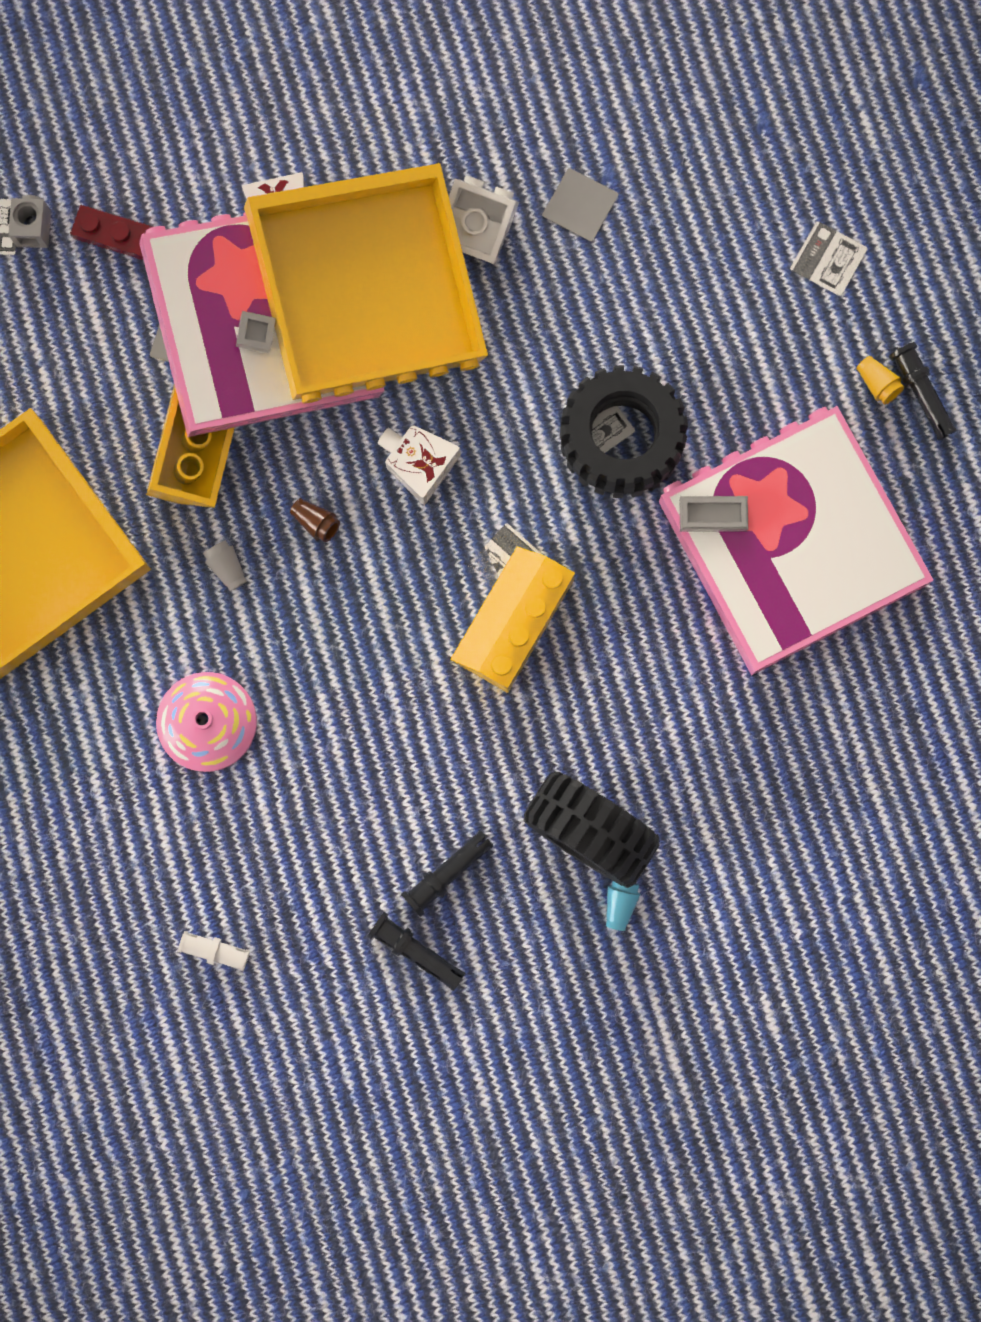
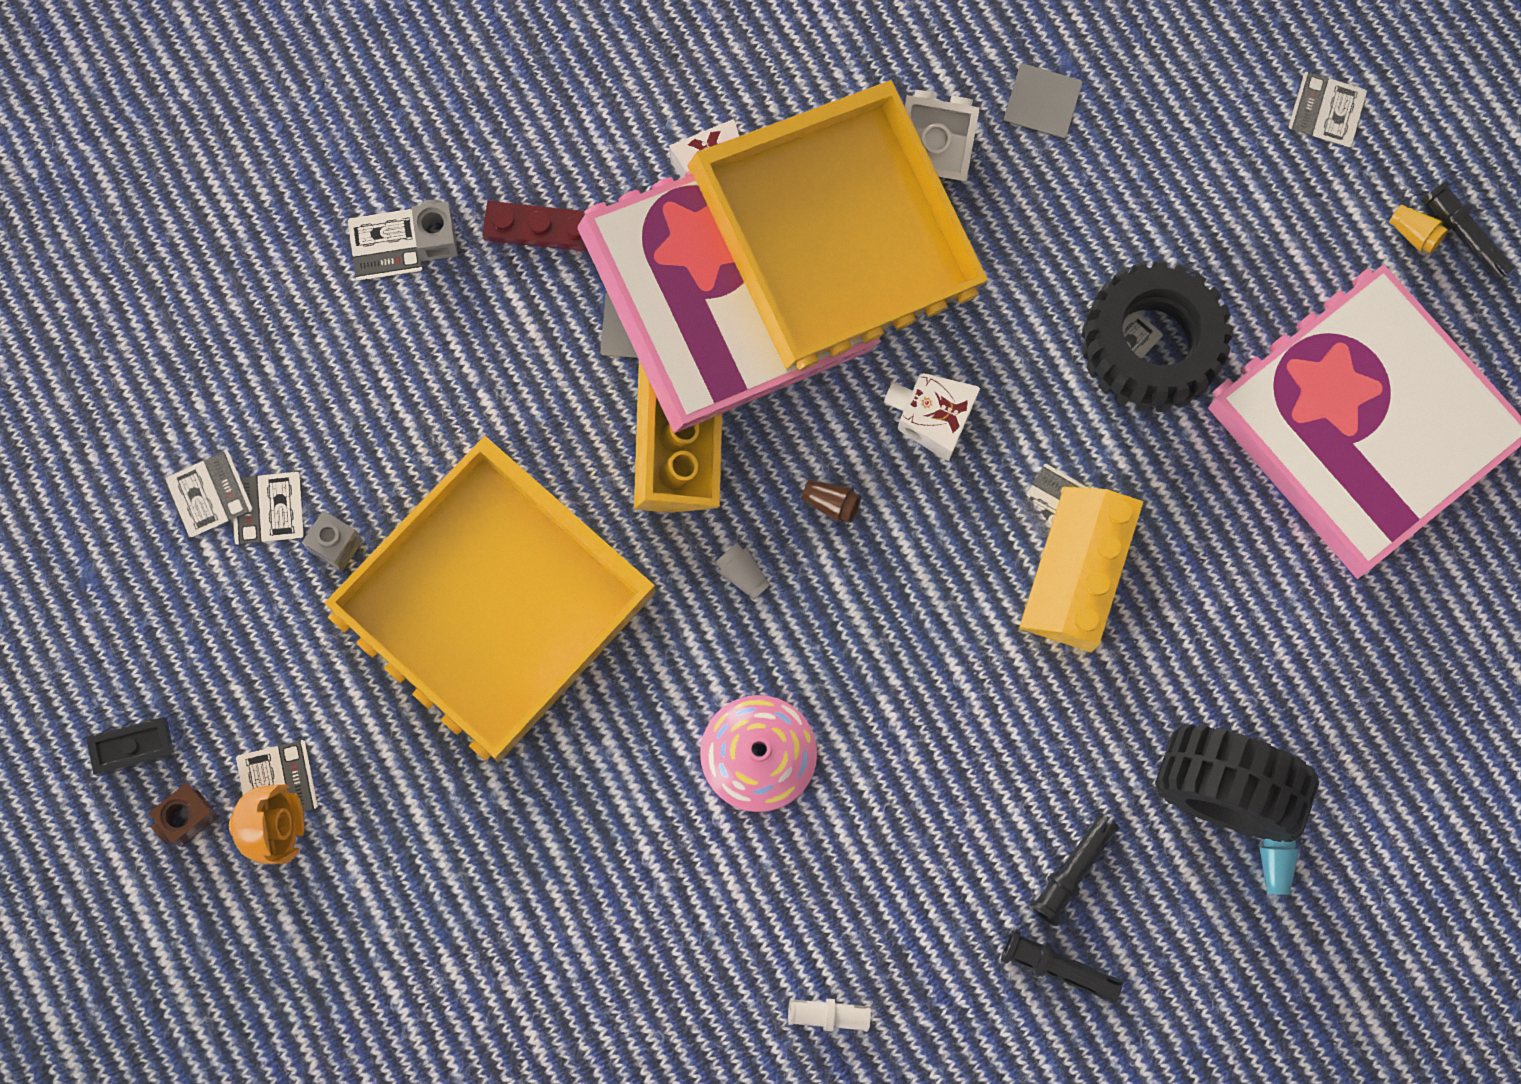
camera: 20 degrees left, 5 degrees down
(255, 332) = (733, 300): light grey plate -> none
(713, 513) = (1280, 406): light grey tile -> none

